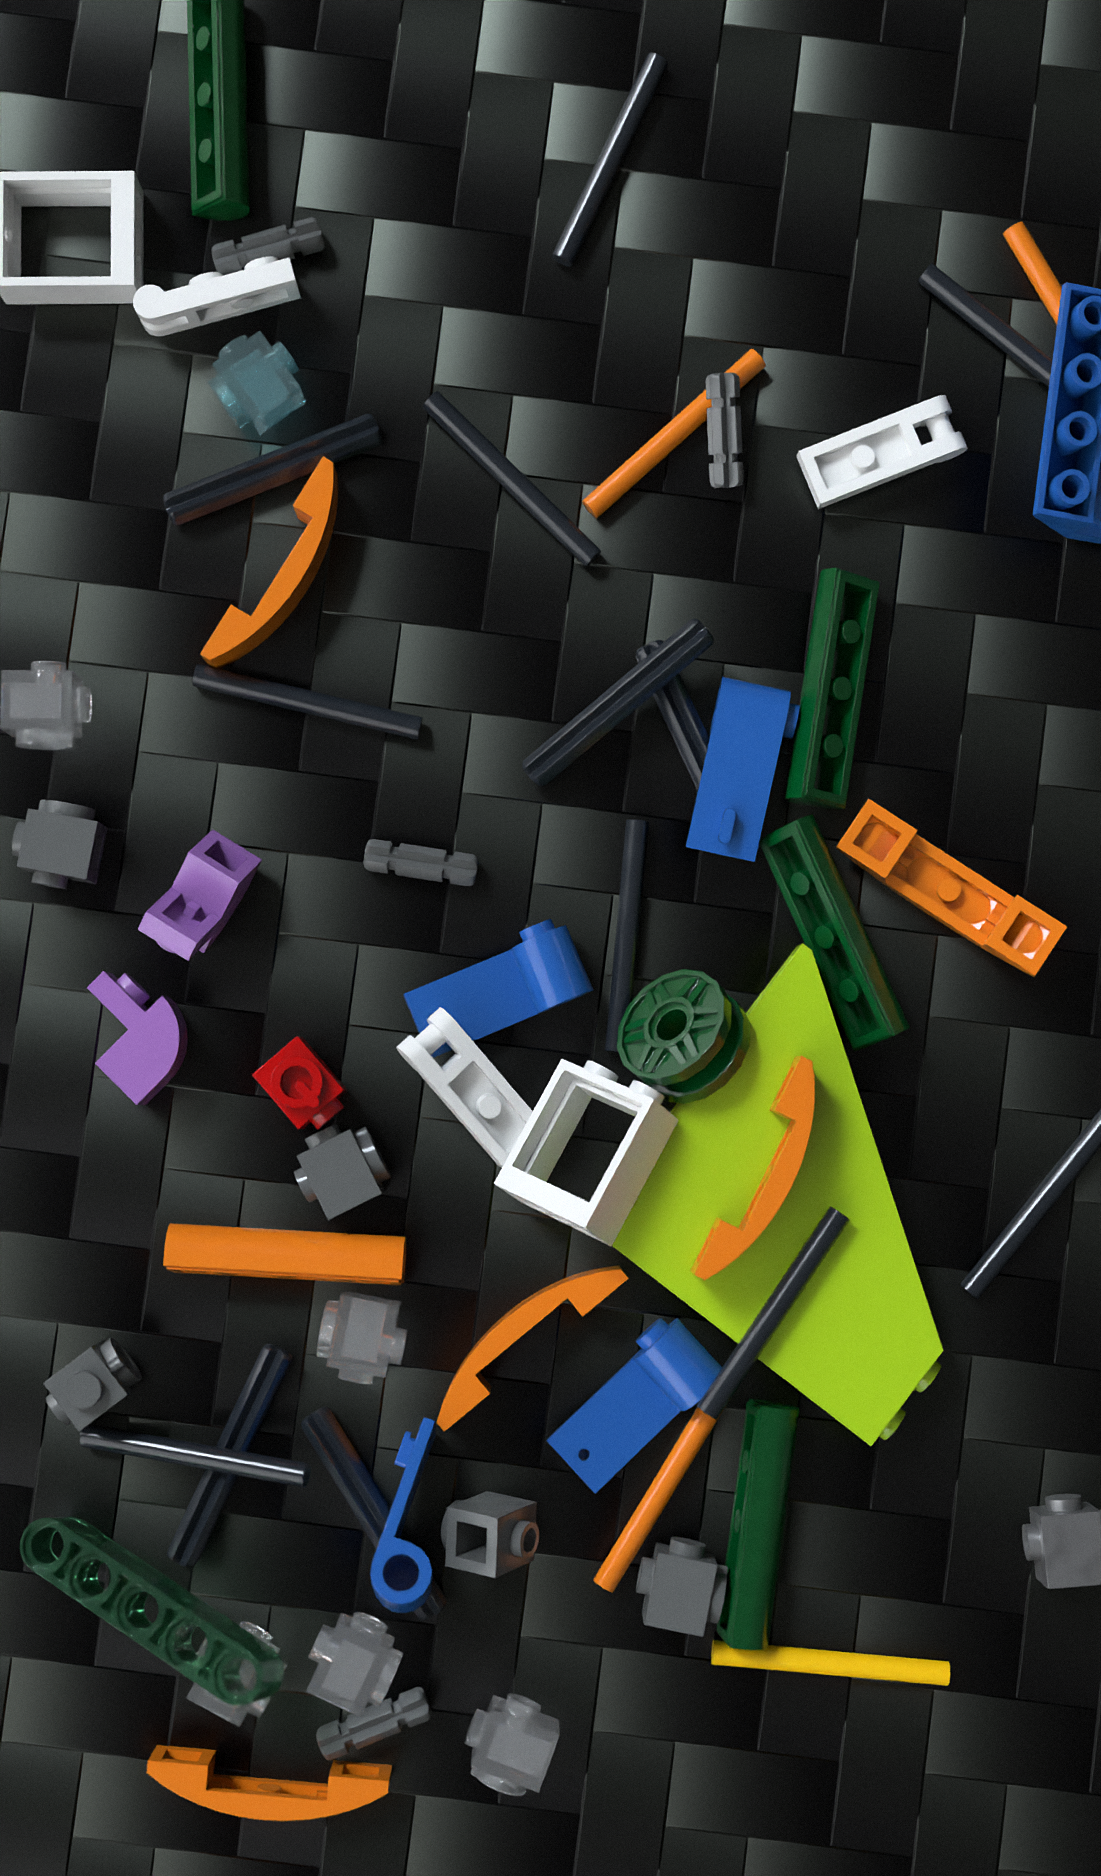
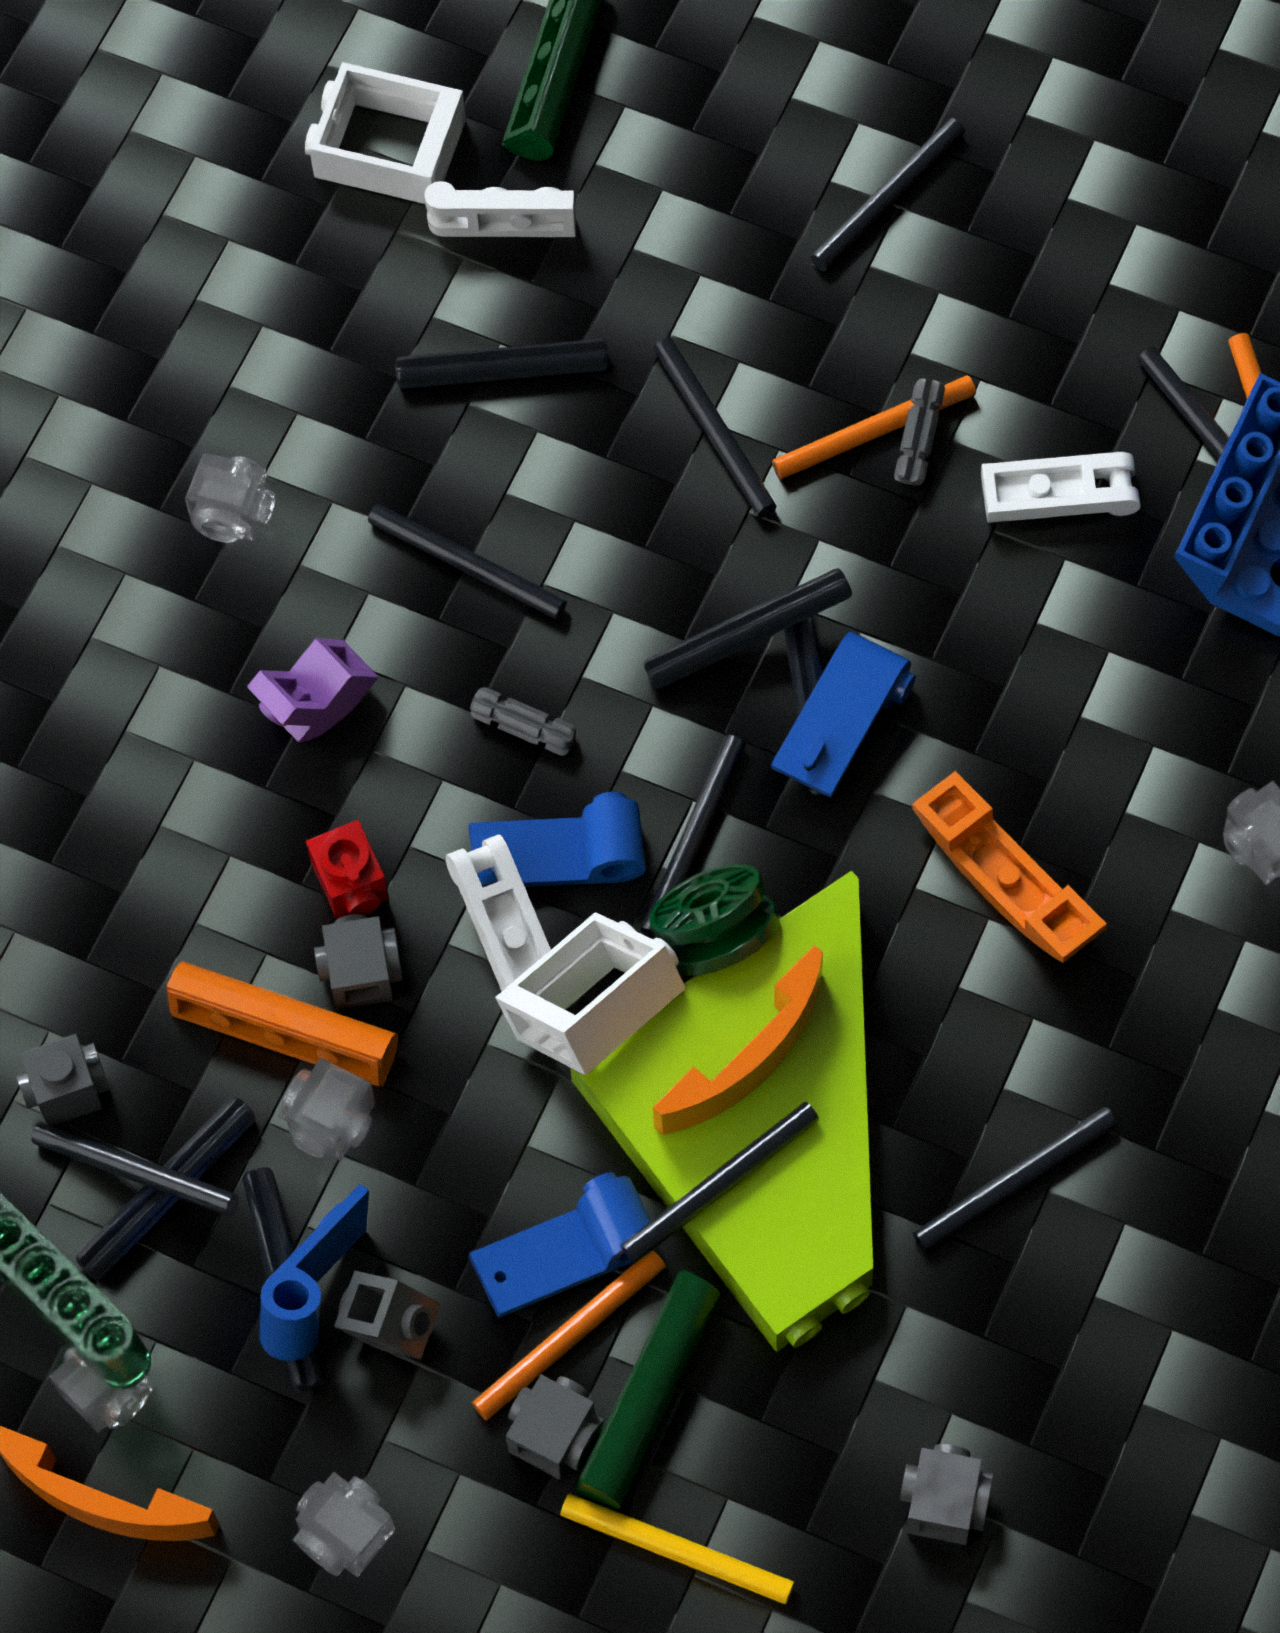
camera: 25 degrees right, 20 degrees down
(60, 844) = (203, 615): dark grey brick -> none
(153, 1044) = (222, 805): medium lavender brick -> none
(241, 633) = (427, 485): orange slope -> none
(256, 382) = (511, 288): clear light blue brick -> none
(273, 242) = (595, 186): dark grey axle -> none
(353, 1662) = (216, 1403): clear brick -> none
(374, 1724) = (216, 1472): dark grey axle -> none
(582, 1290) = (549, 1125): orange slope -> none
(832, 690) = (950, 674): dark green brick -> none
(833, 933) = (887, 882): dark green brick -> none

